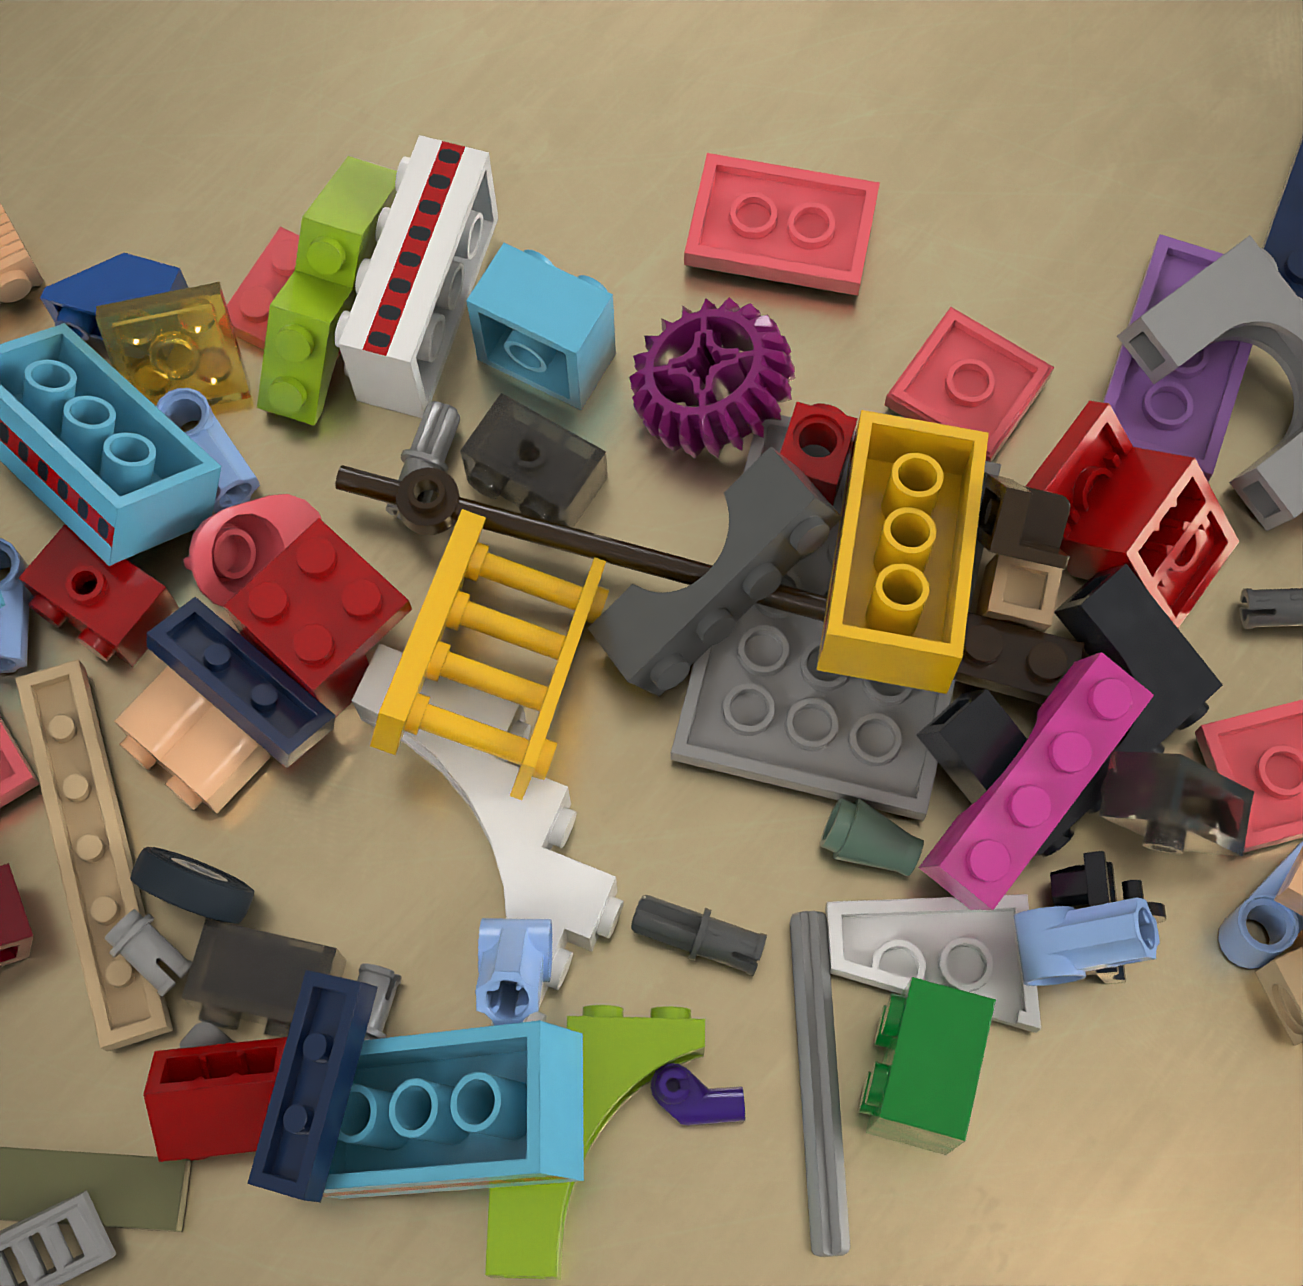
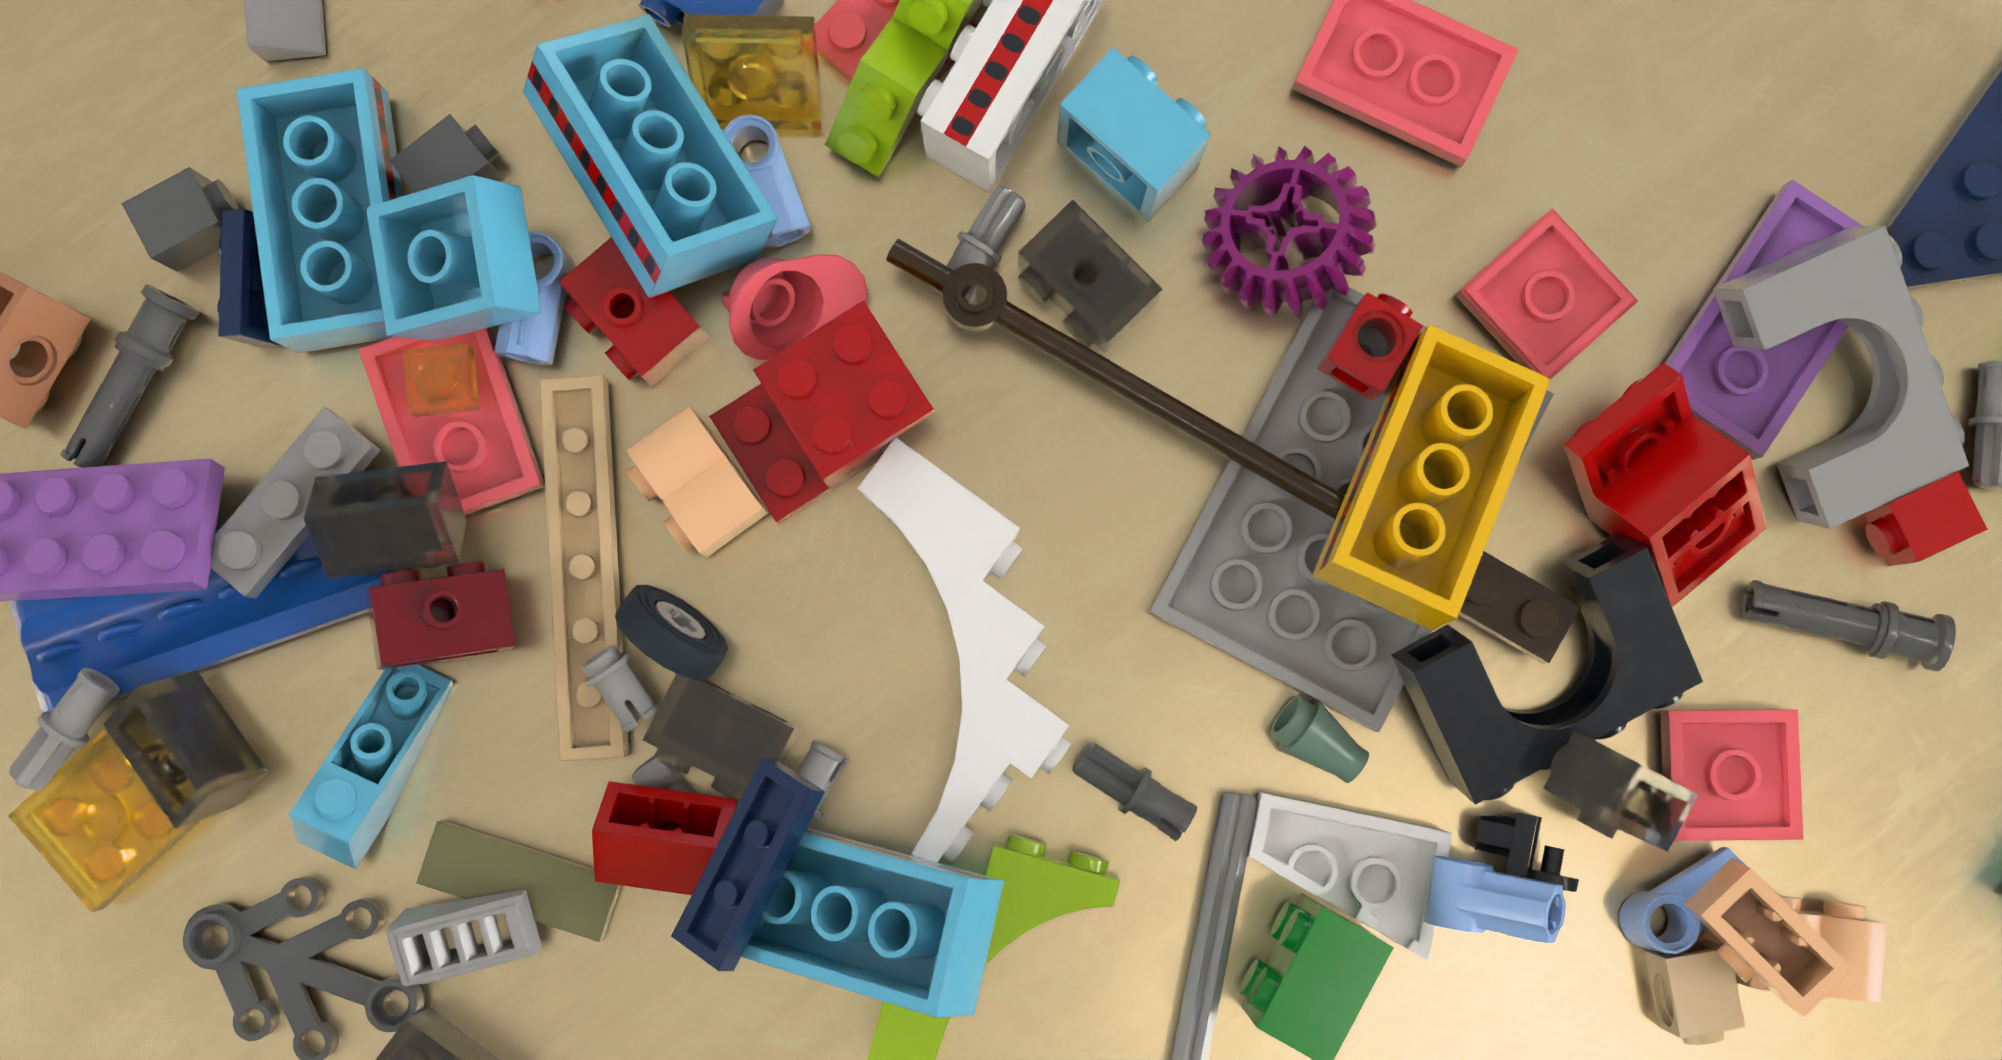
camera: 15 degrees right, 15 degrees up
(240, 681) = (754, 443): dark blue plate -> none
(430, 657) = (942, 474): yellow fence -> none
(512, 966) = (954, 799): light blue piece -> none
(692, 1101) = (1090, 944): dark purple arm -> none
(772, 525) = (1310, 419): dark grey arch -> none
(1015, 816) = (1547, 705): dark pink arch -> none
(1019, 592) = (1532, 538): tan brick -> none
(1023, 522) = (1557, 481): dark brown panel -> none

